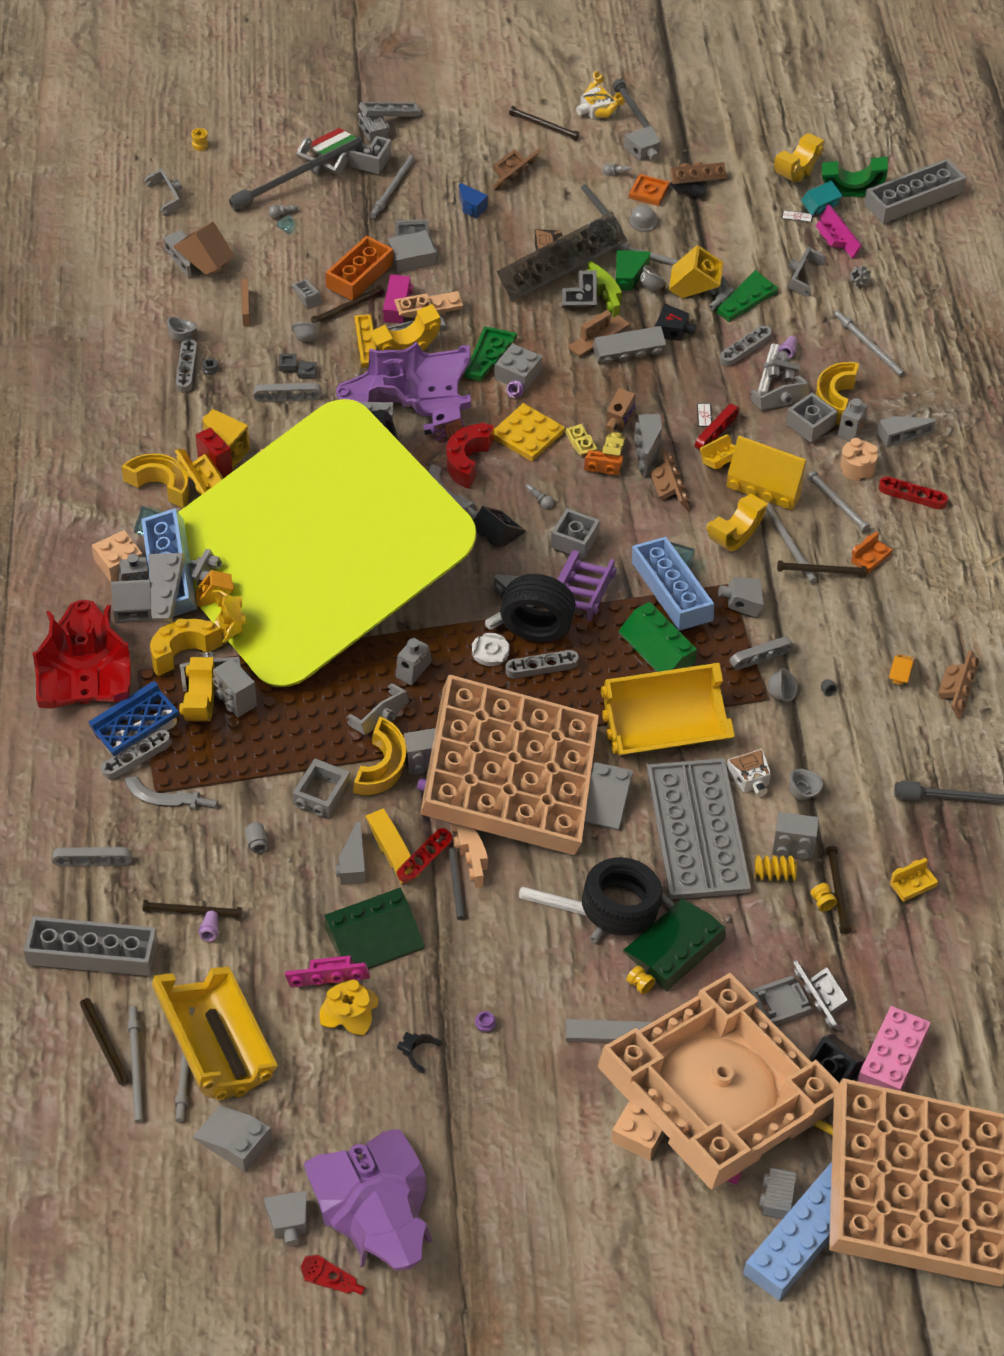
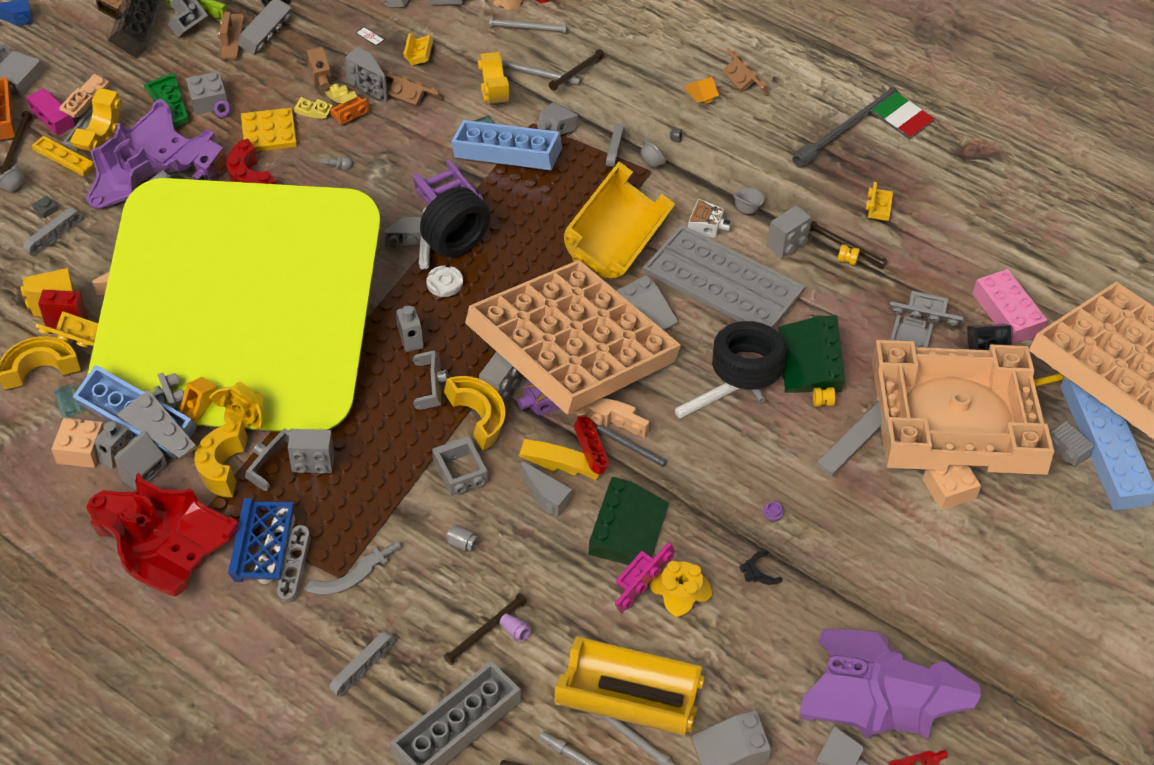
camera: 50 degrees left, 0 degrees up
(200, 699) = (287, 478): yellow brick -> none
(287, 362) = (23, 211): dark grey plate -> none
(543, 667) = (488, 260): light grey beam -> none
(575, 532) = (397, 164): light grey brick -> none
(657, 639) = (545, 187): green slope -> none
(718, 426) = (392, 36): red beam -> none
(766, 473) = (469, 34): yellow slope -> none
(775, 867) = (801, 262): yellow piece -> none
(870, 553) = (588, 40): orange bracket -> none

